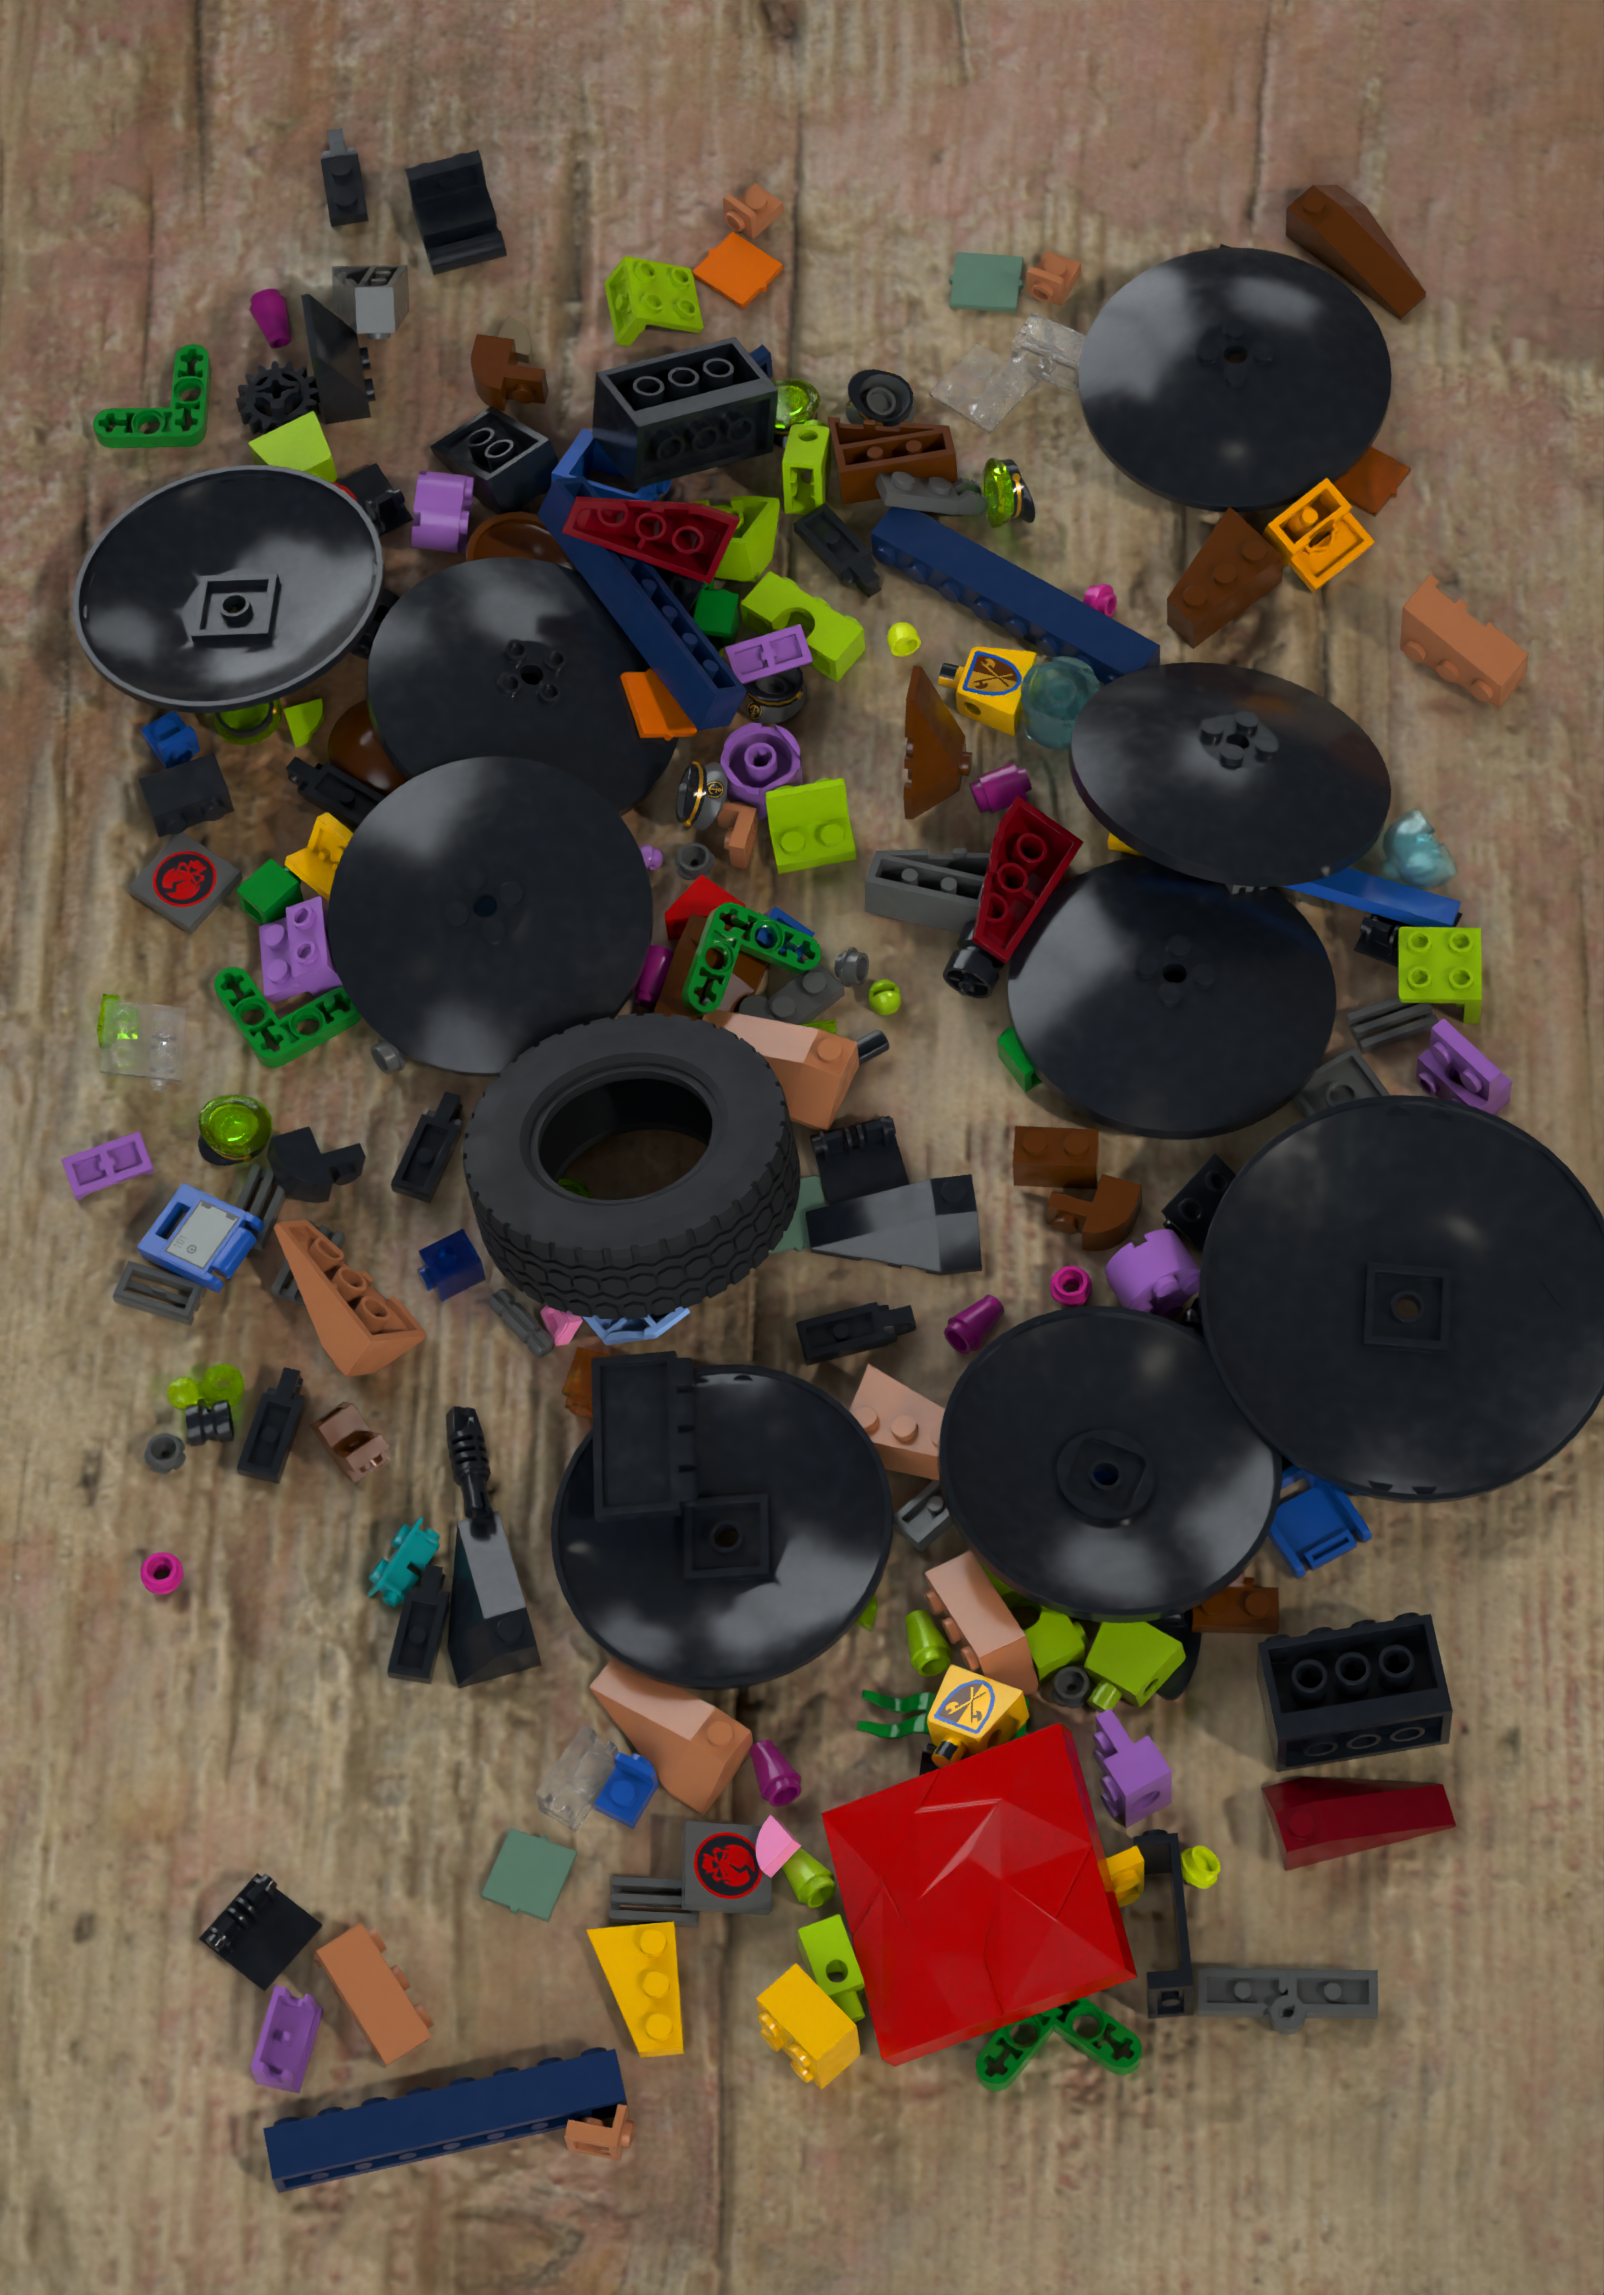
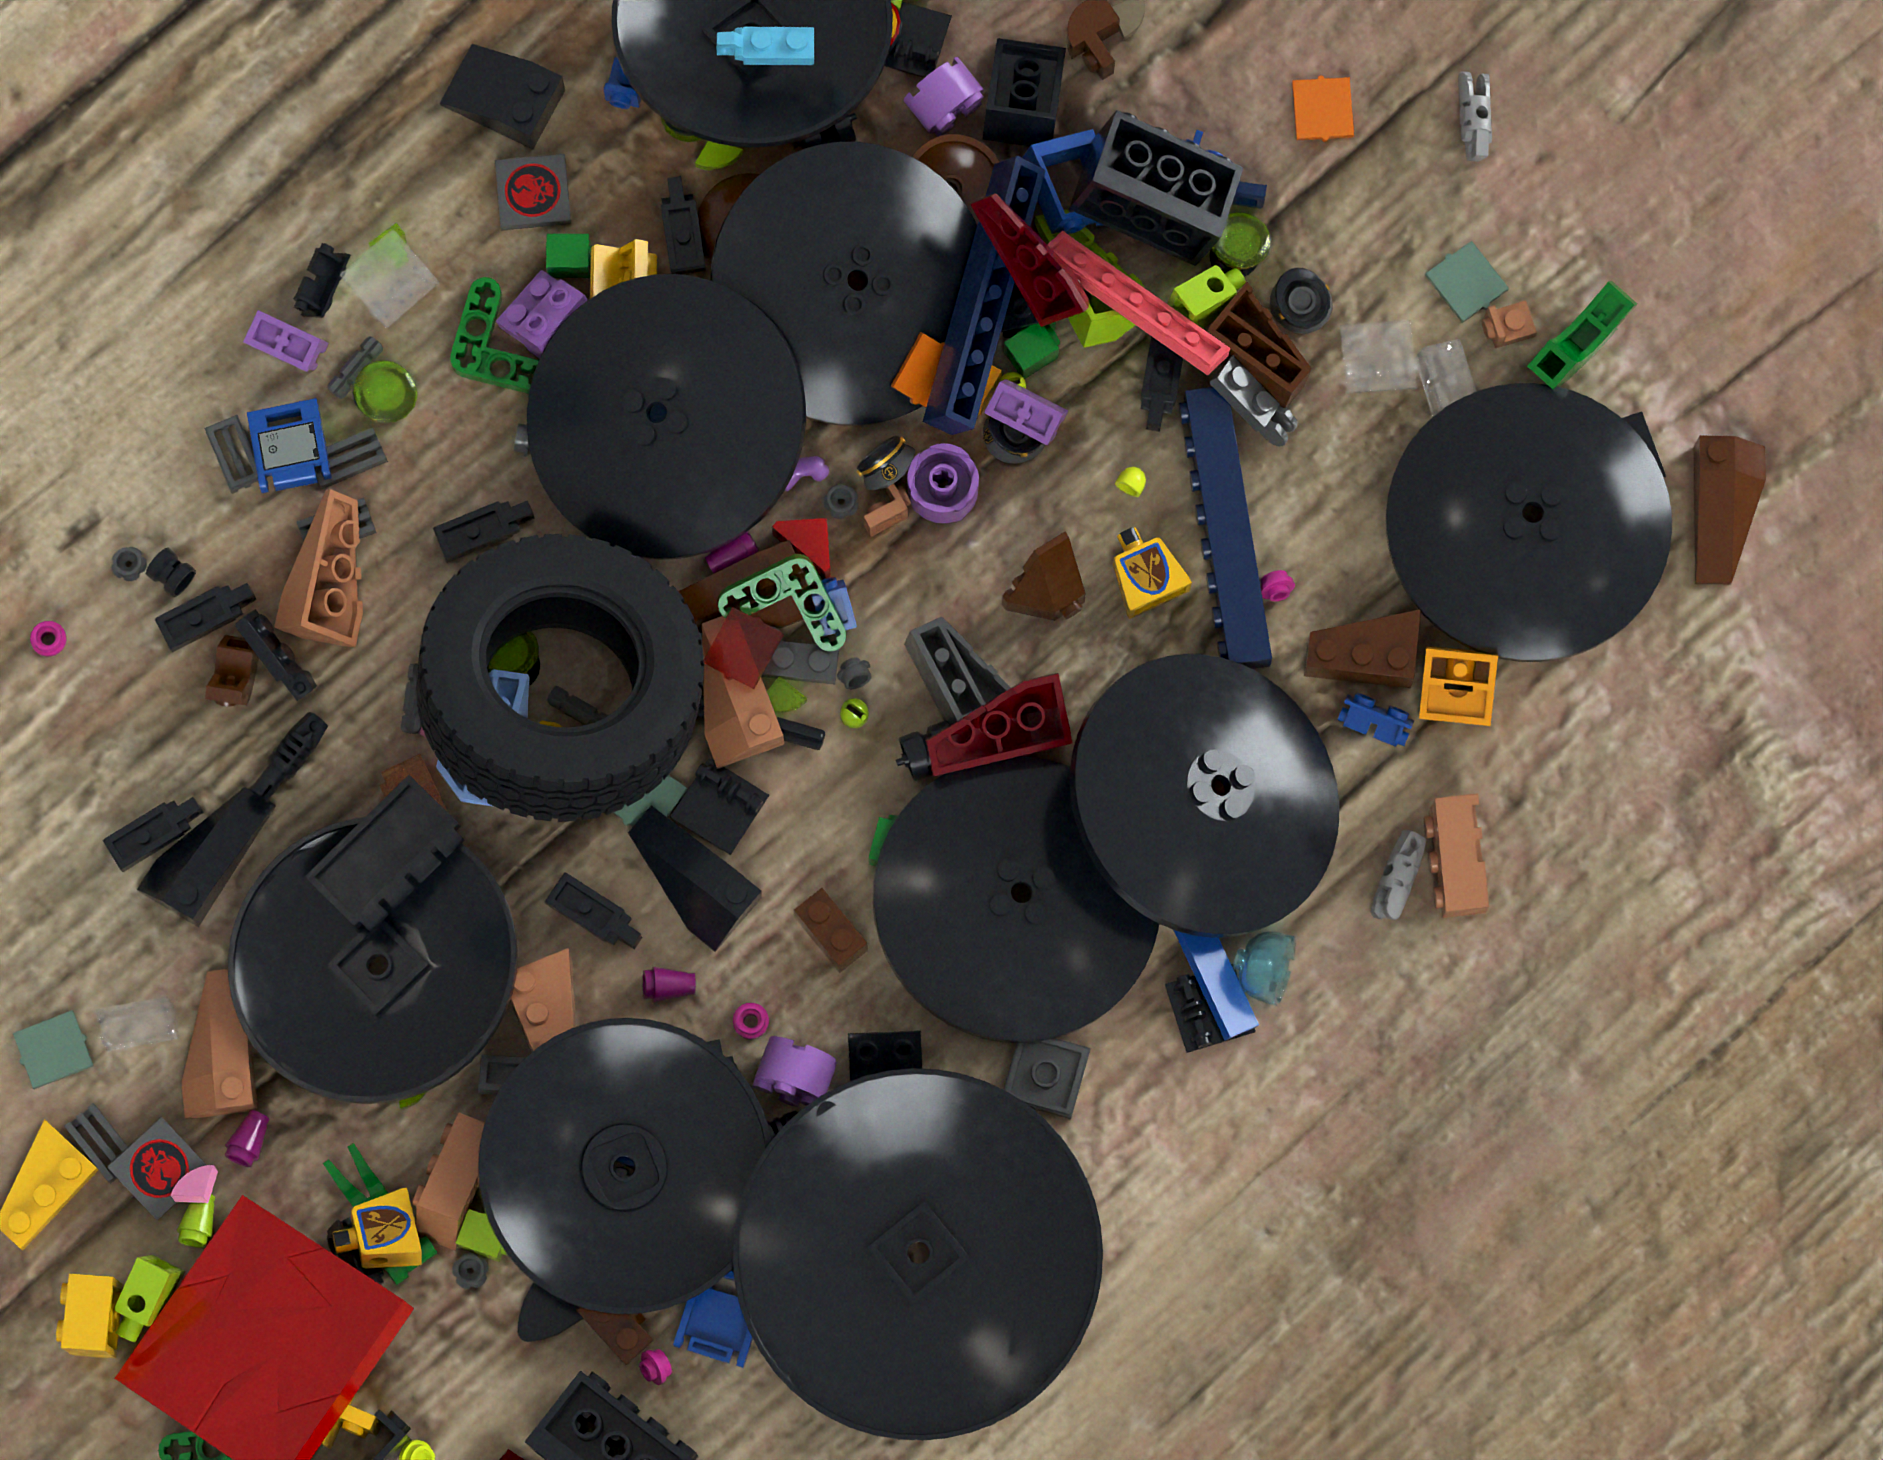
camera: 40 degrees right, 15 degrees up
(80, 834) = (504, 94): none -> black slope
(91, 1100) = (316, 295): none -> black hinge
(186, 795) = (588, 135): black brick -> none
(186, 1391) = (179, 537): clear neon green plate -> none
(187, 1137) = (340, 385): none -> dark grey axle
(265, 584) = (768, 45): none -> medium azure hinge
(307, 1172) = (390, 465): black brick -> none
(375, 1394) = (275, 655): none -> black hinge
(411, 1547) = (198, 774): teal hinge -> none
(450, 1265) = (406, 616): clear blue brick -> none
(628, 1789) = (158, 1059): blue bracket -> none
(651, 294) = (1243, 77): lime bracket -> none
(751, 211) = (1376, 76): nougat bracket -> none
(752, 1010) = (743, 648): none -> clear red piece
(780, 604) = (1079, 378): lime arch -> none
(799, 495) = (1140, 305): none -> coral tile
(810, 825) = (929, 555): lime bracket -> none
(858, 168) = (1475, 115): none -> light grey hinge
(926, 1644) = (416, 1155): lime cone -> none
(999, 788) = (1074, 648): magenta brick -> none
(1005, 493) = (1299, 449): clear neon green piece -> none
(1053, 699) = (1180, 615): clear light blue brick -> none
(1104, 1220) = (817, 1002): reddish brown brick -> none
(1119, 224) = (1583, 337): none -> green arch
(1130, 1663) = (511, 1297): lime torso -> none
(1134, 1774) = (434, 1368): medium lavender brick -> none
(1270, 625) = (1364, 712): none -> blue hinge
(1303, 1603) = (655, 1366): none -> dark pink plate
(1357, 1023) = (1140, 1043): dark grey tile -> none
(1372, 481) = (1544, 681): clear orange piece -> none
(1434, 706) = (1398, 876): none -> light grey hinge
(1441, 967) = (1192, 1057): lime bracket -> none
(1456, 1058) = (1131, 1156): medium lavender brick -> none

